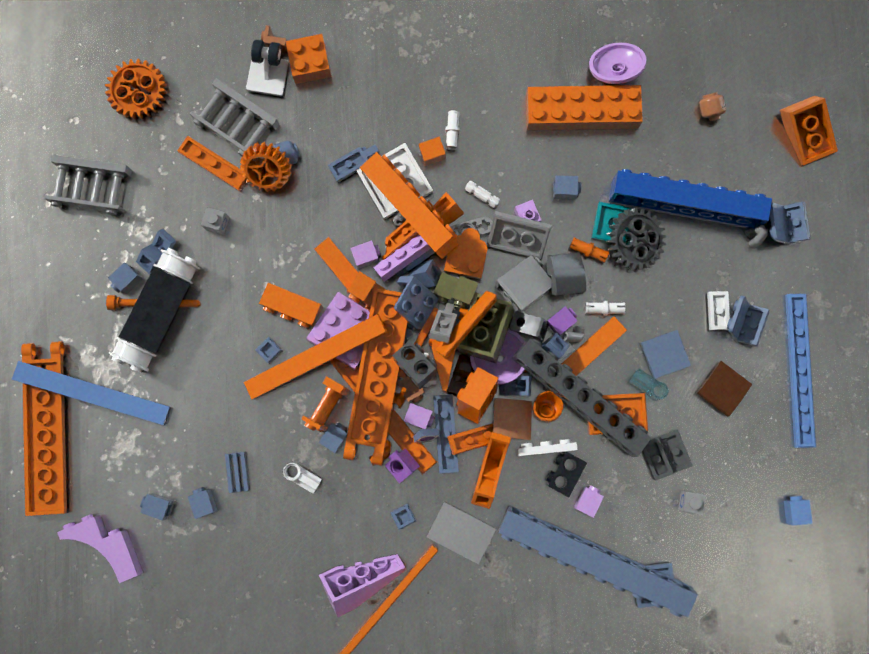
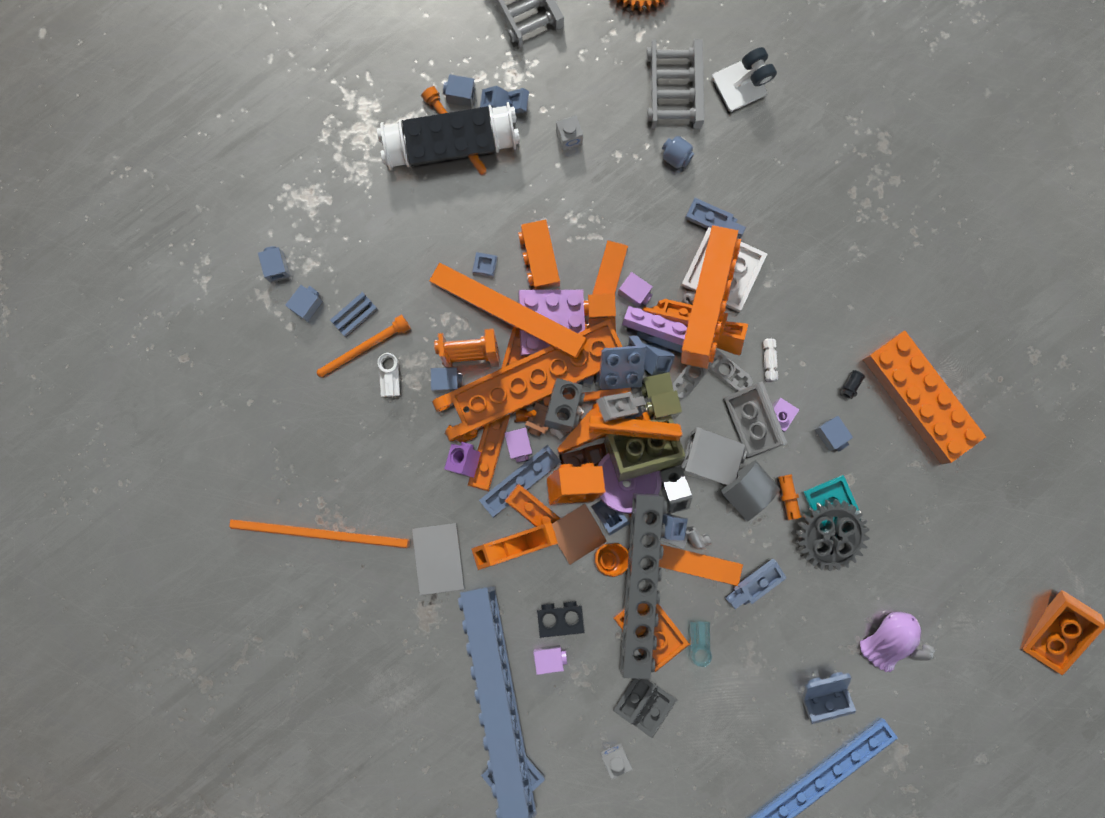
camera: 50 degrees right, 0 degrees up
(44, 438) = (274, 117): orange hinge -> none
(90, 393) = (335, 134): medium blue tile -> none
(115, 548) = (213, 250): lavender arch -> none
(212, 163) = (622, 94): orange tile -> none
(267, 37) = (776, 58): nougat bracket -> none
(269, 175) = (646, 141): orange gear -> none
(269, 444) = (399, 325): none -> orange piece
(308, 59) = (782, 110): orange brick -> none
(355, 584) = (324, 493): lavender wedge -> none
(403, 516) = (416, 494): sand blue tile -> none
(426, 435) = (505, 463): sand blue tile -> none
(432, 151) = (777, 284): orange panel -> none
(452, 130) = (811, 289): white pin -> none
(468, 256) = (702, 386): orange plate -> none
(540, 150) = (852, 384): none -> black pin
(546, 447) = (572, 585): white plate -> none
(562, 320) = (703, 517): medium lavender brick -> none
(605, 308) = (744, 551): white pin -> none
(617, 63) = (991, 400): lavender dish -> none
(635, 316) = (757, 584): none -> sand blue hinge
(665, 354) = (741, 639): sand blue tile -> none
(690, 199) = (909, 561): blue brick -> none
(712, 106) = (1016, 521): nougat head -> none
(718, 310) = (820, 661): white plate -> none
(724, 388) = (748, 719): reddish brown slope -> none
(737, 249) = (892, 641): none -> lavender piece
(789, 223) = (955, 673): sand blue bracket -> none

